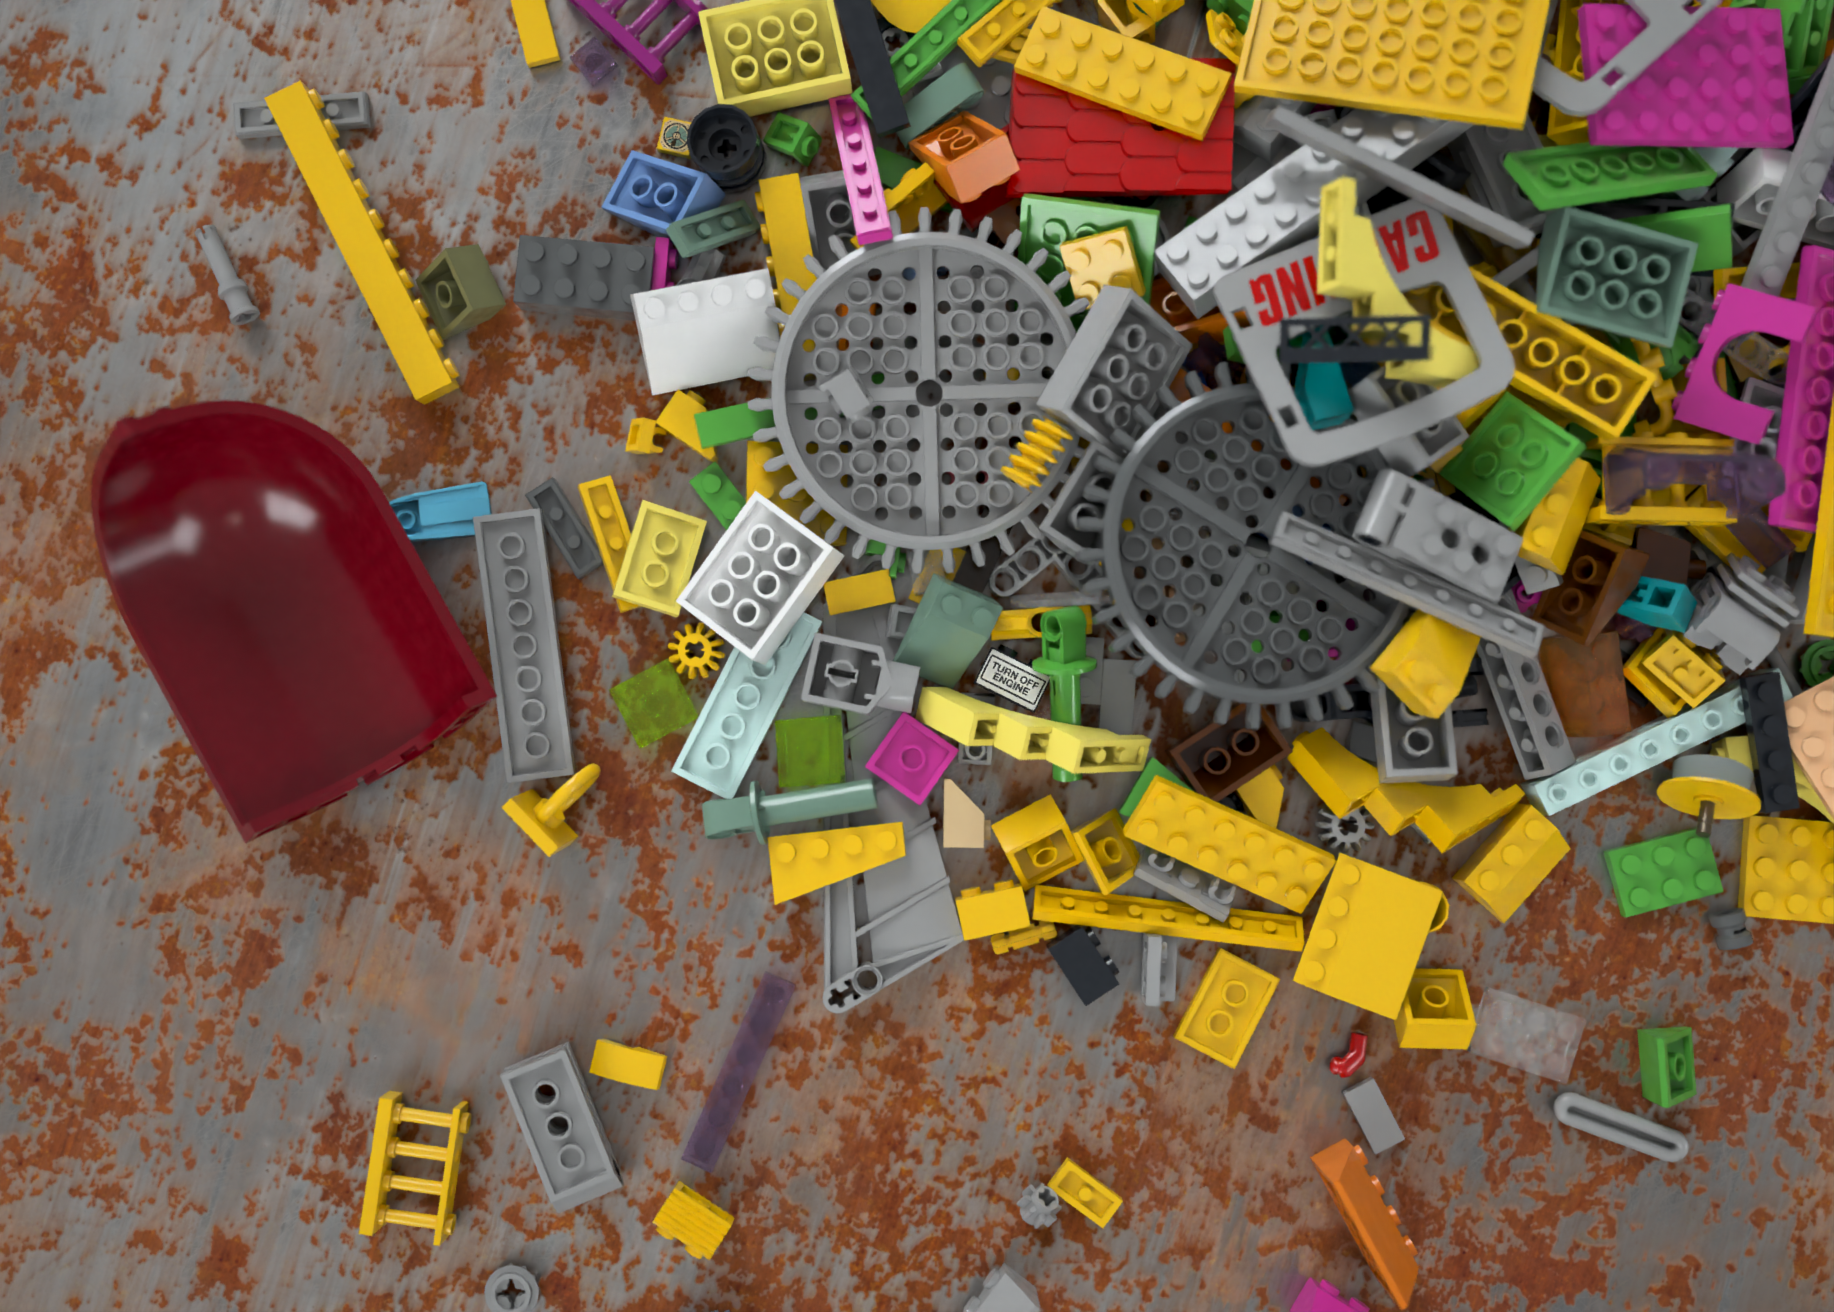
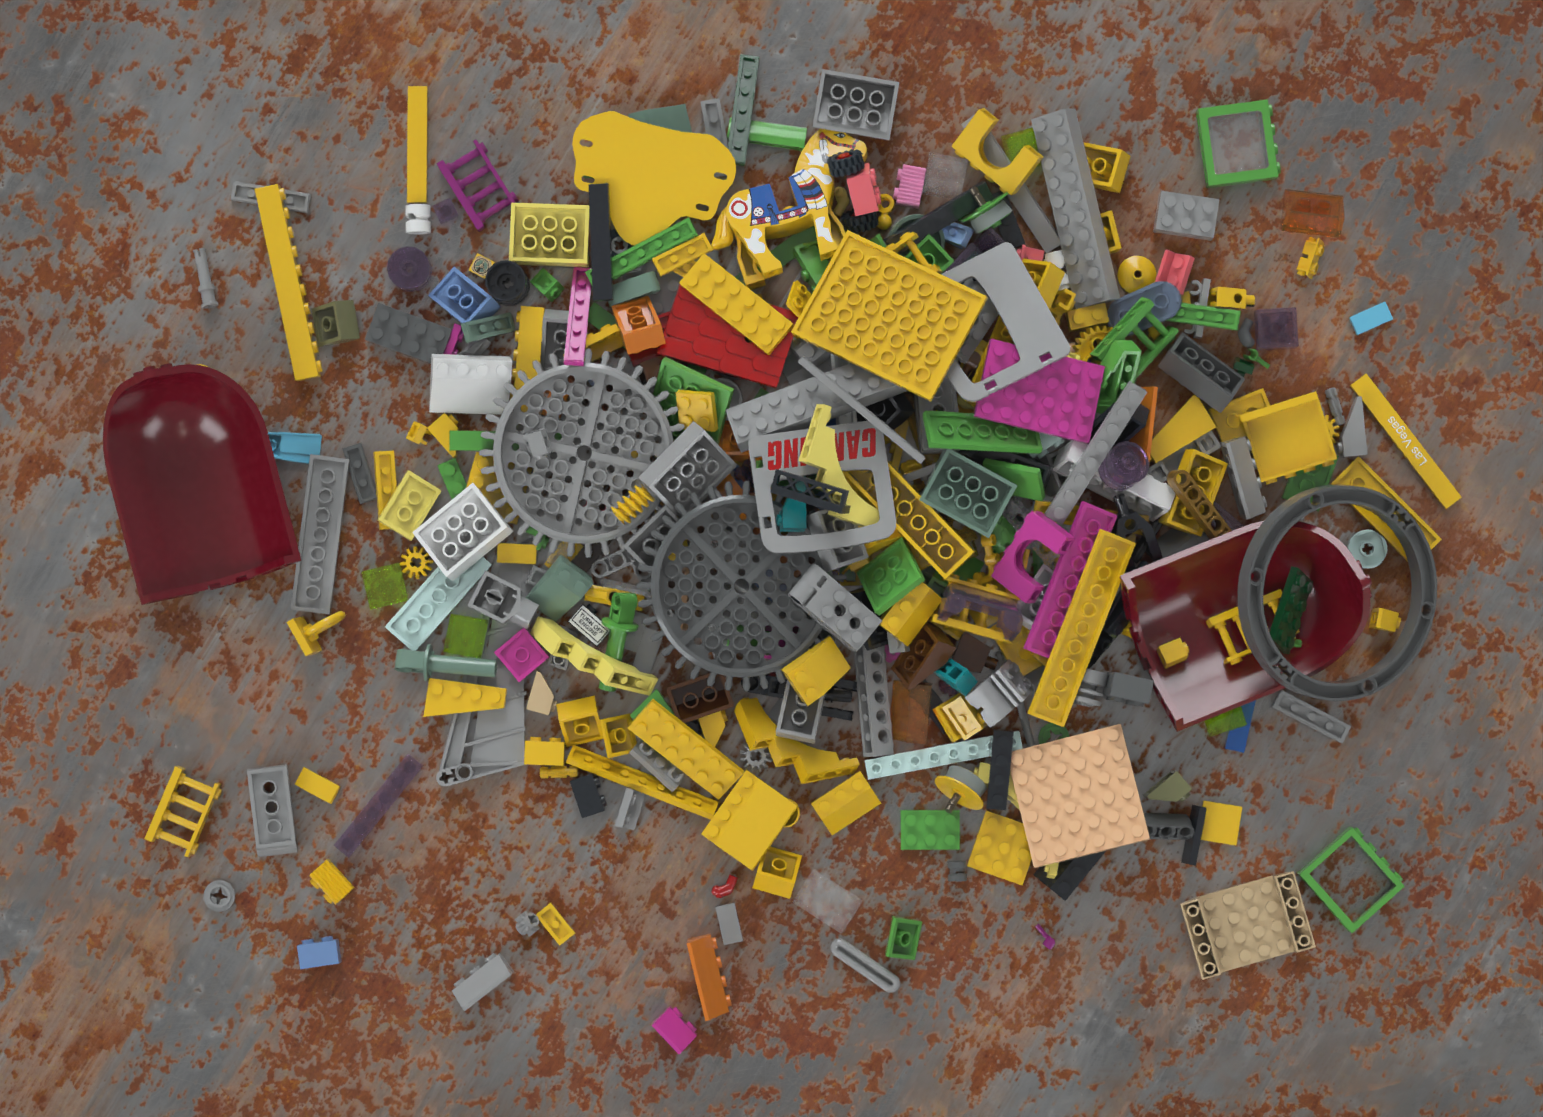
camera: 10 degrees right, 0 degrees up
(540, 164) = (401, 261): none -> clear purple wheel
(552, 90) = (418, 219): none -> white wheel
(1226, 1007) = (663, 842): yellow tile -> none
(1408, 585) = (811, 629): light grey tile -> none
(1762, 540) = (1027, 658): tile -> none

